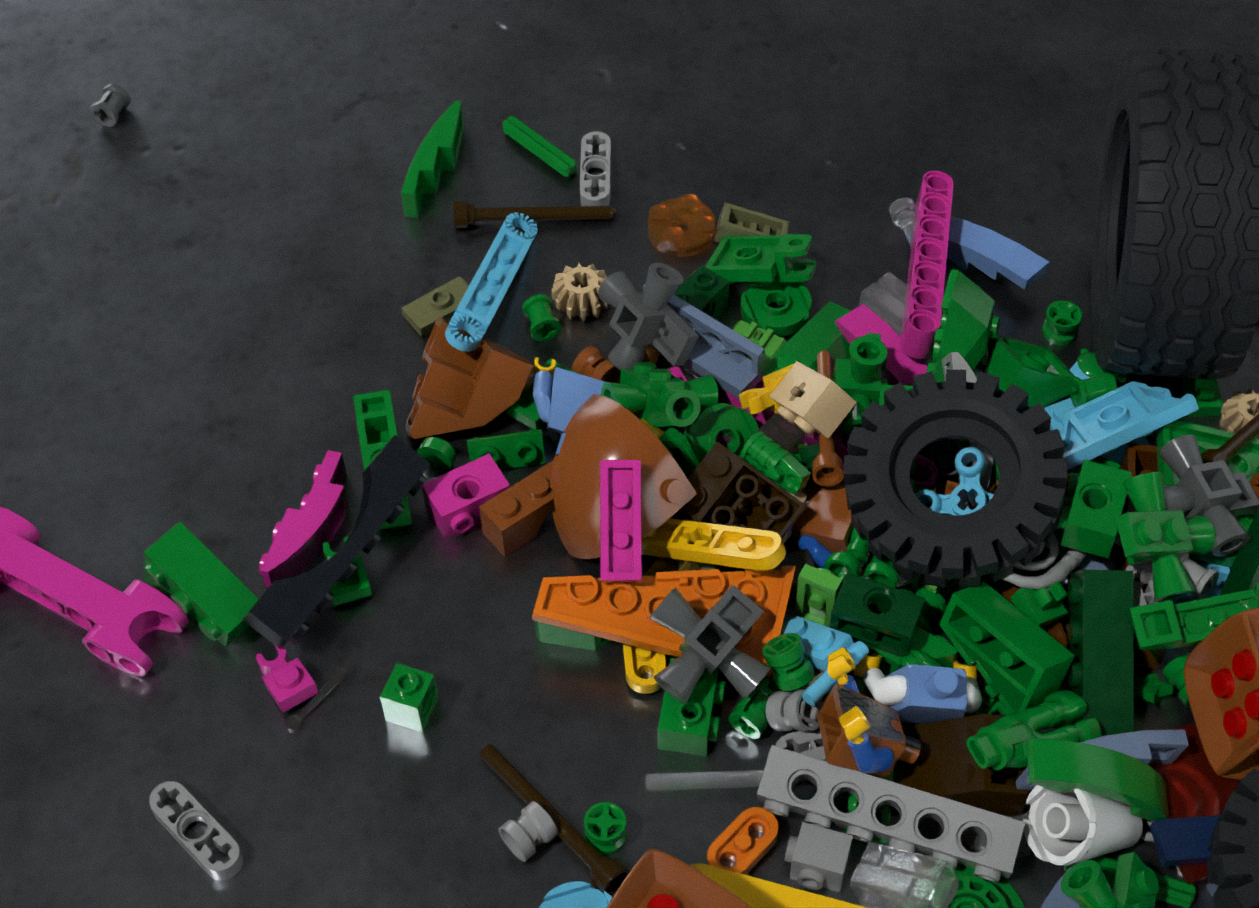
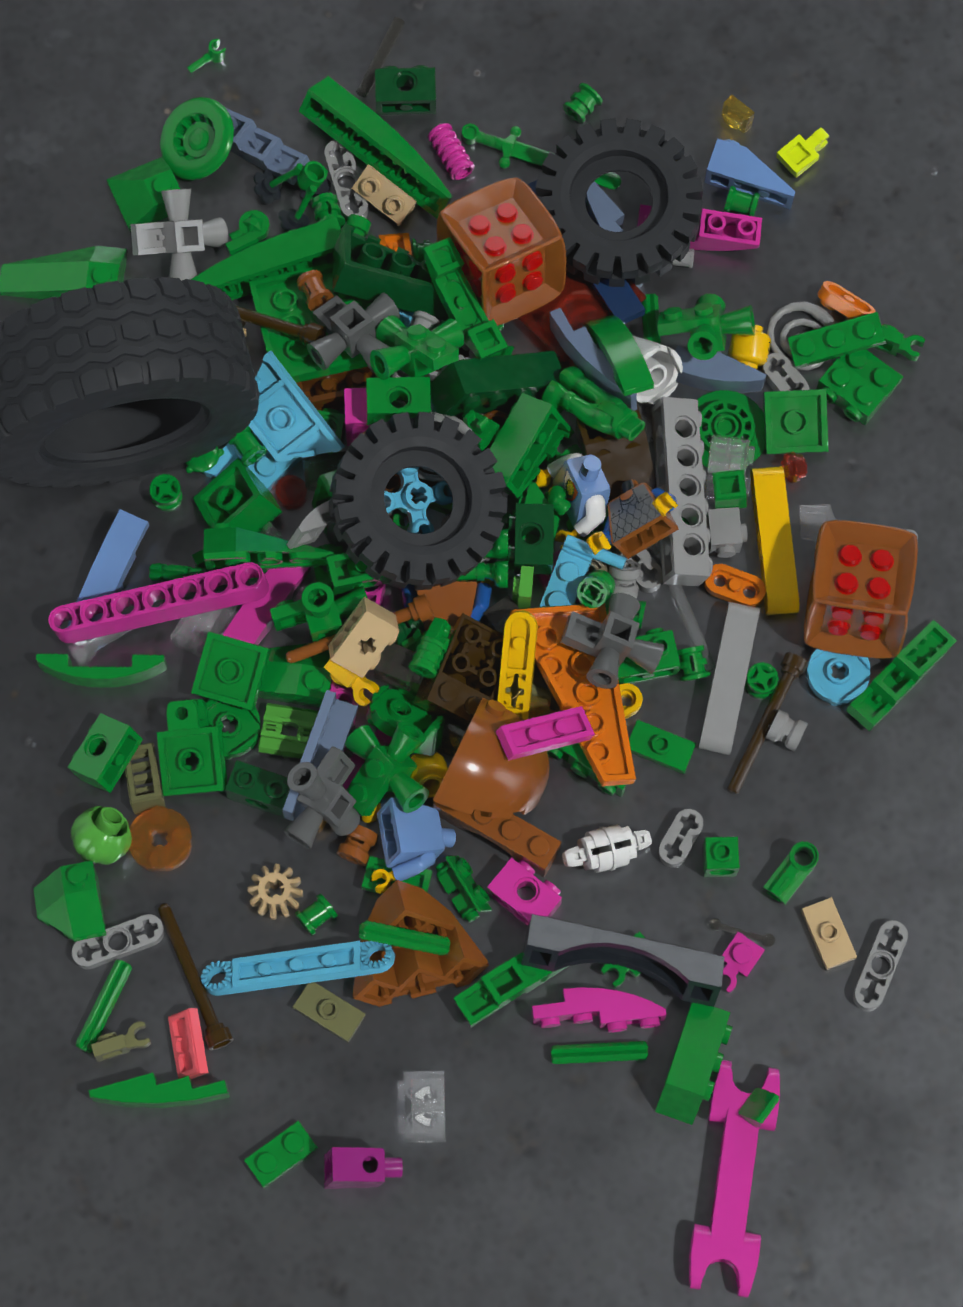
camera: 115 degrees left, 20 degrees up
(106, 616) = (758, 1106): none -> green slope
(264, 788) = (828, 933): none -> tan plate
(266, 514) = (599, 1052): none -> green axle
(272, 269) = (345, 1169): none -> magenta torso
(300, 345) = (423, 1106): none -> clear brick
(327, 234) = (281, 1154): none -> green plate
(354, 770) = (791, 874): none -> green piece
(437, 453) = (492, 938): green tile -> none
(450, 678) = (687, 841): none -> light grey beam
(467, 190) = (188, 1043): none -> coral plate
(469, 357) = (404, 938): none -> green axle
(477, 585) = (609, 856): none -> white piece
(497, 138) = (111, 1045): none -> olive plate
(574, 692) = (661, 746): none -> green plate
(645, 145) = (72, 901): none -> green slope
(647, 803) = (729, 678): none -> light grey beam
(658, 754) = (698, 660): none -> green bush
(701, 170) = (101, 835): none -> bright green plant
(786, 198) = (105, 753): none -> green brick
(829, 303) = (231, 671): none -> green plate
(869, 865) = (729, 489): none -> green slope
(888, 191) = (142, 669): none -> green slope

